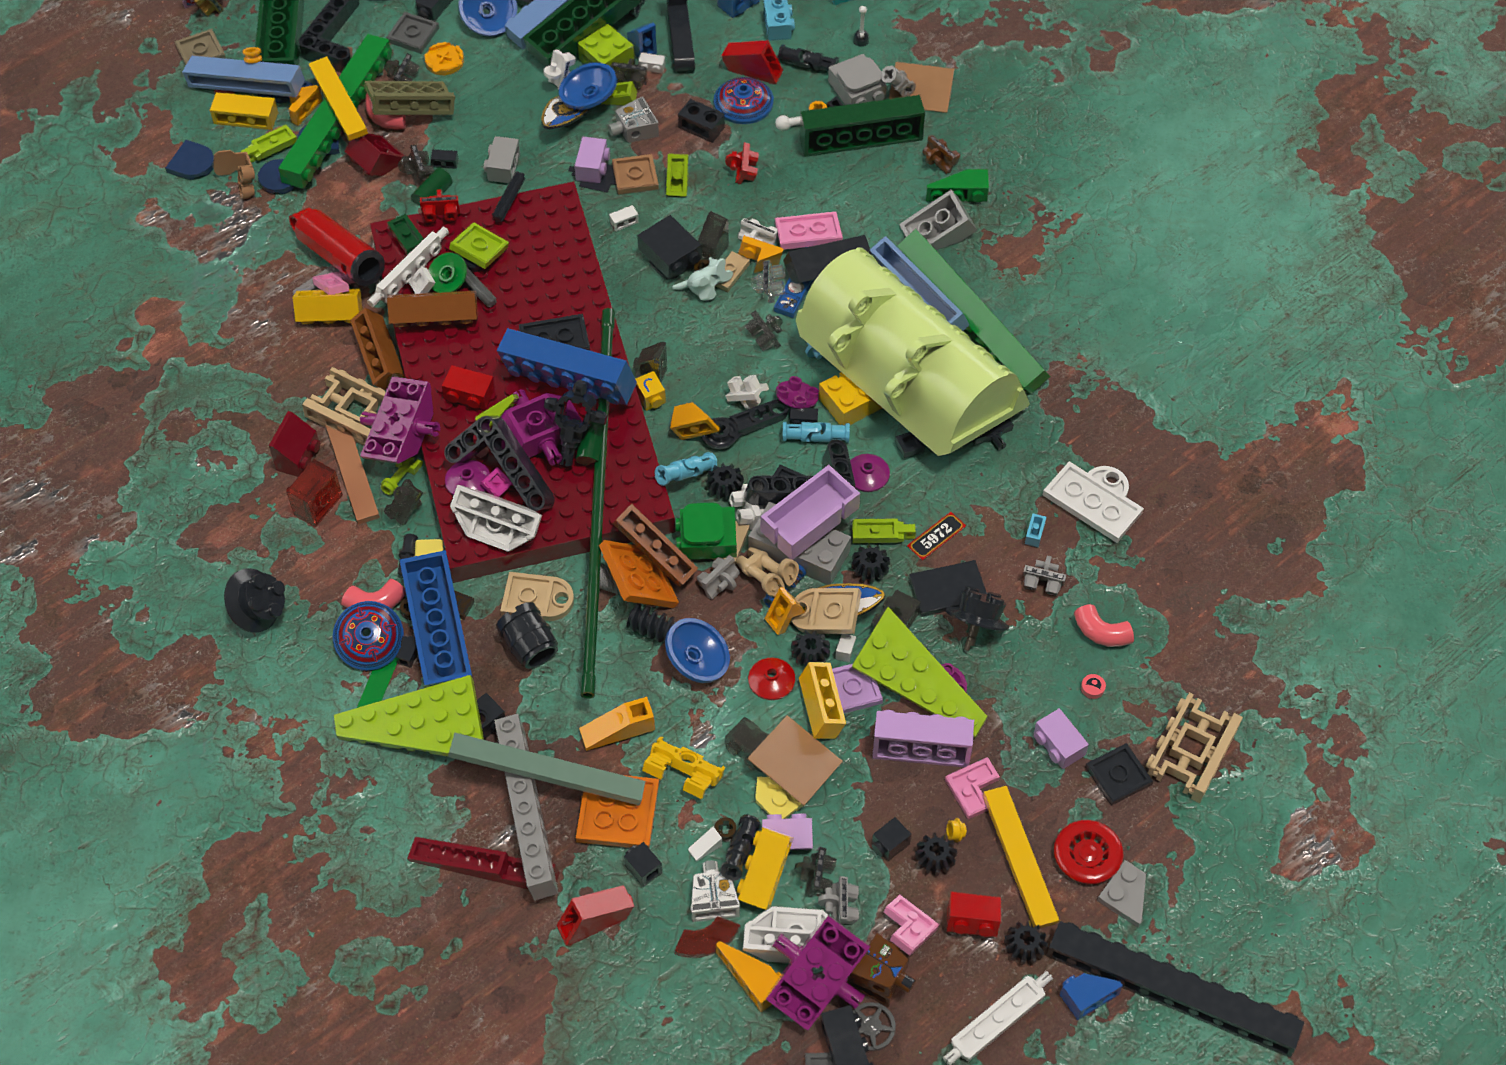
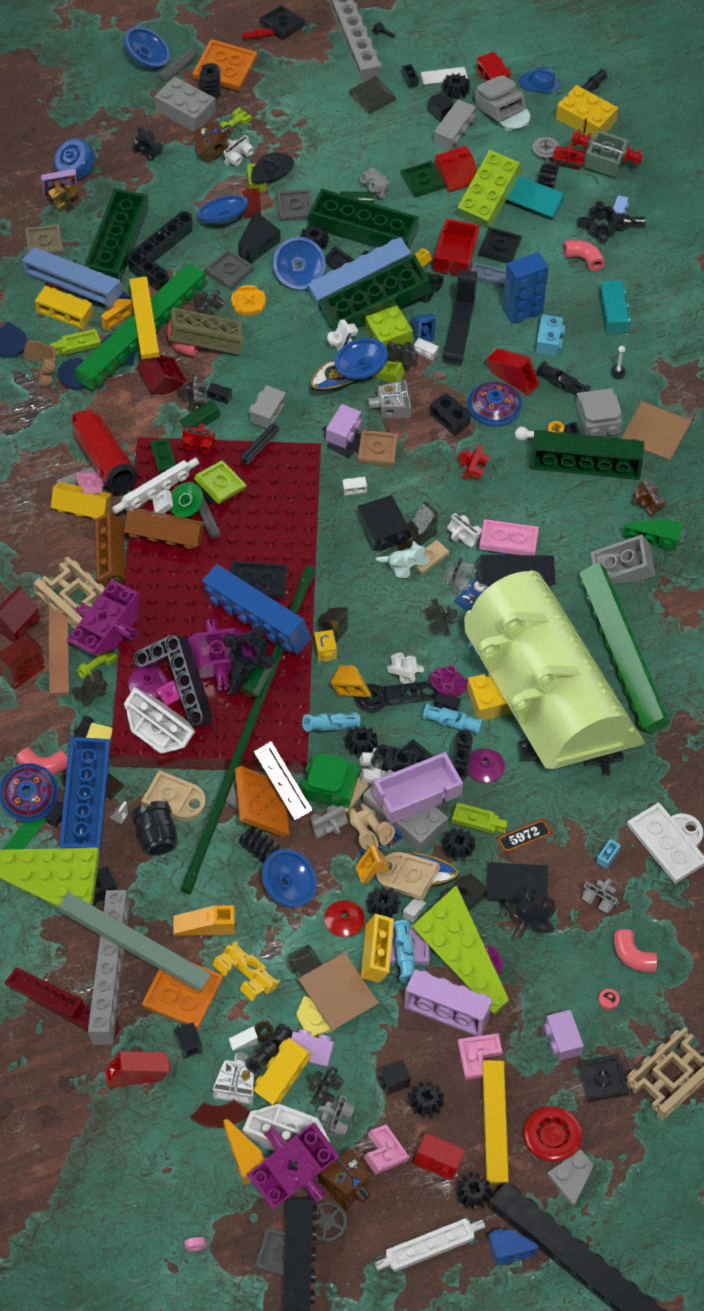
camera: 15 degrees right, 0 degrees up
(252, 55) = (83, 260): light orange bush -> none
(468, 387) = (172, 604): red brick -> none
(480, 630) = (120, 813): none -> white piece
(499, 408) = (190, 630): lime slope -> none
(677, 174) = (412, 459): lime slope -> none
(760, 251) = (459, 547): light orange slope -> none
(854, 695) = (404, 950): none -> medium azure piece
(892, 258) = (584, 615): medium blue brick -> none
(898, 80) = (634, 420): light grey connector -> none
(956, 830) = (450, 1085): yellow plate -> none

